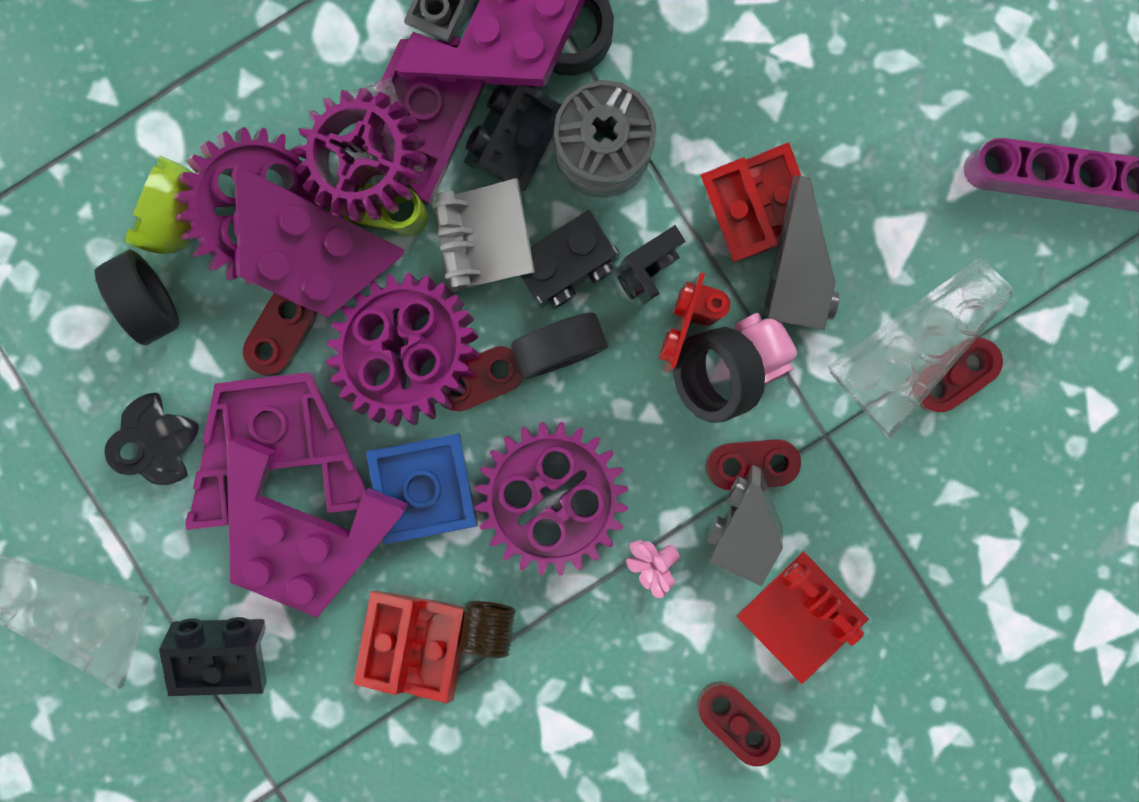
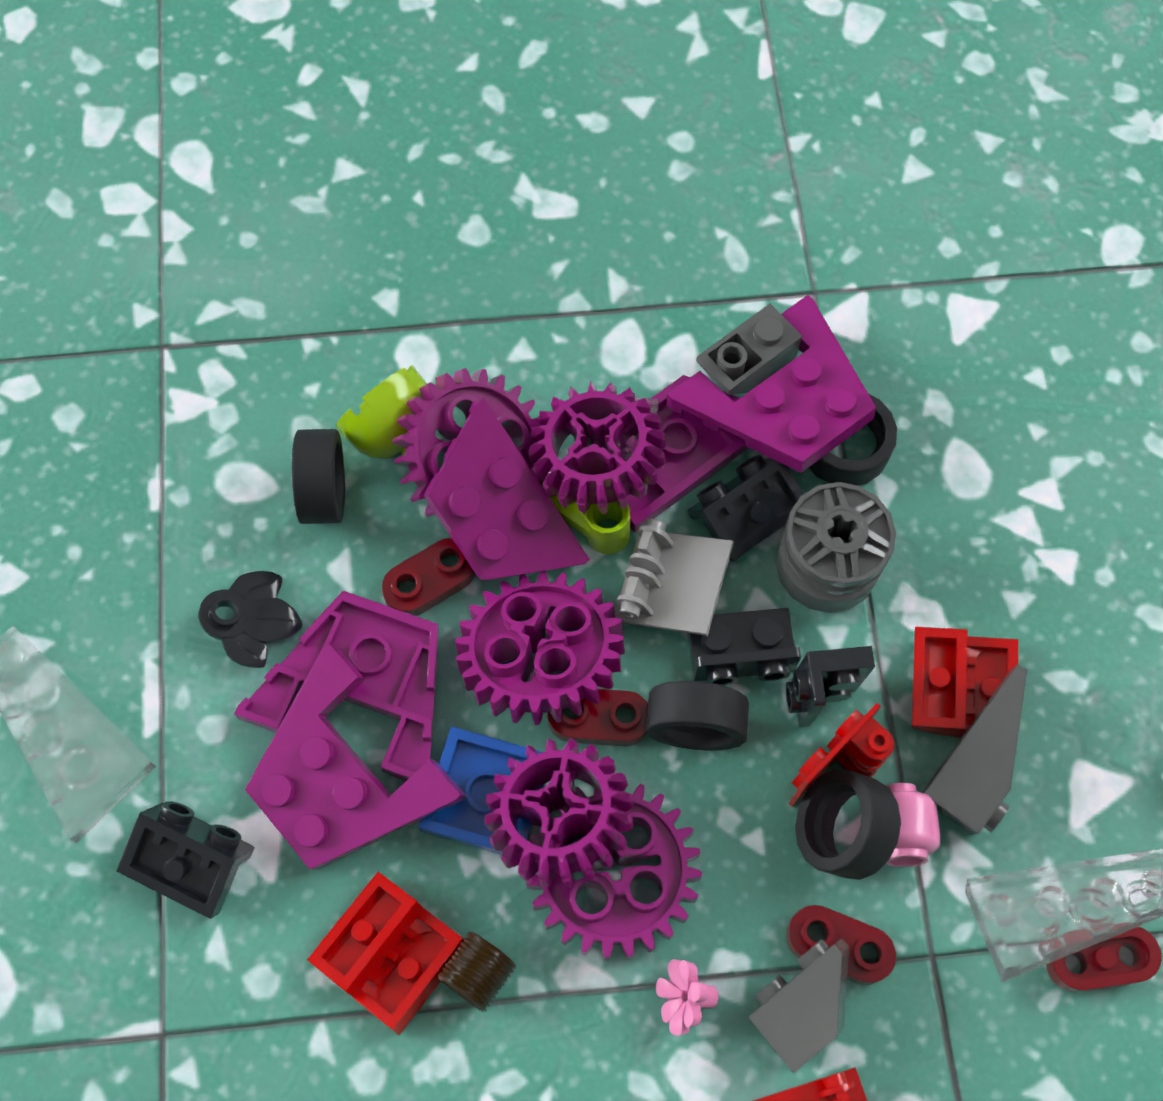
camera: 25 degrees right, 20 degrees down
(495, 505) = (521, 800): none -> magenta gear

